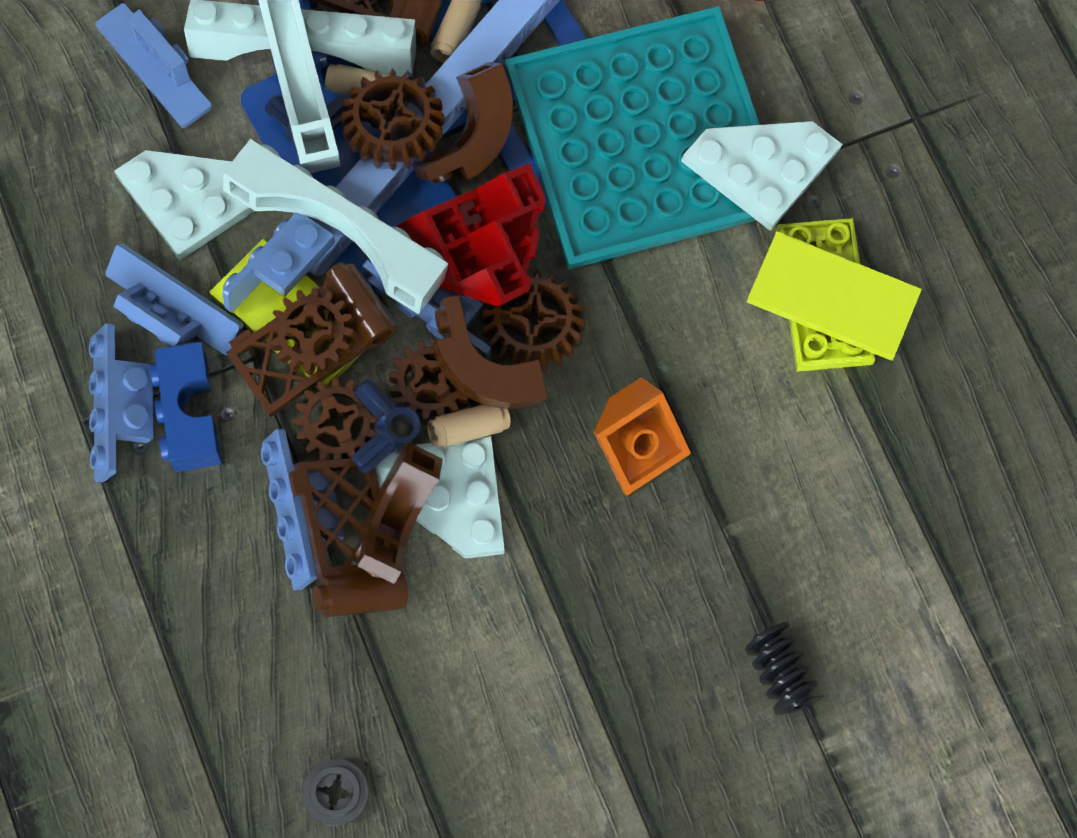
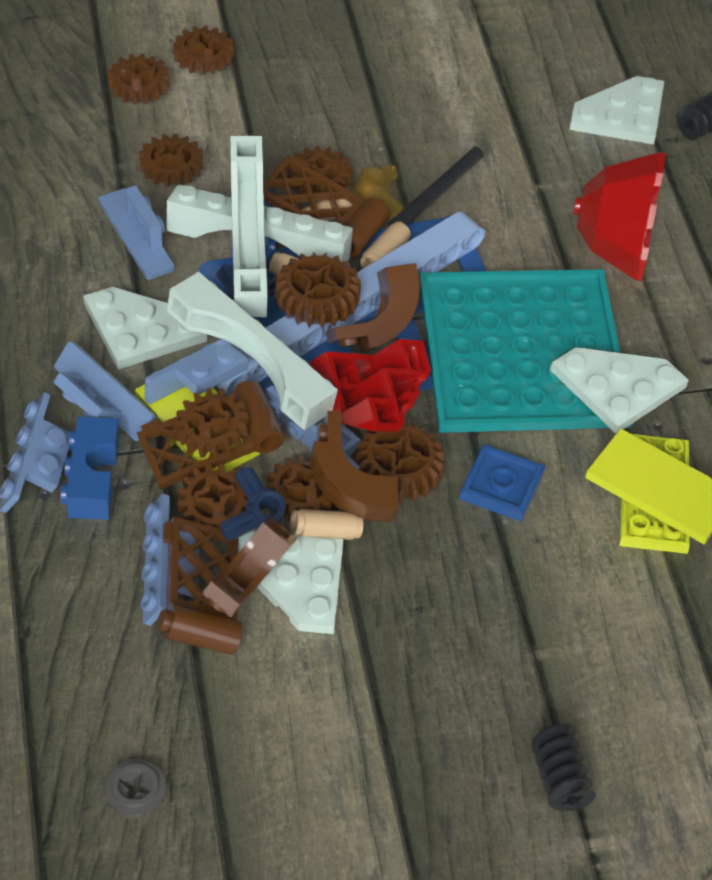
camera: 10 degrees right, 20 degrees down
(639, 435) = (473, 562): orange slope -> none
(652, 319) = (502, 482): none -> blue tile

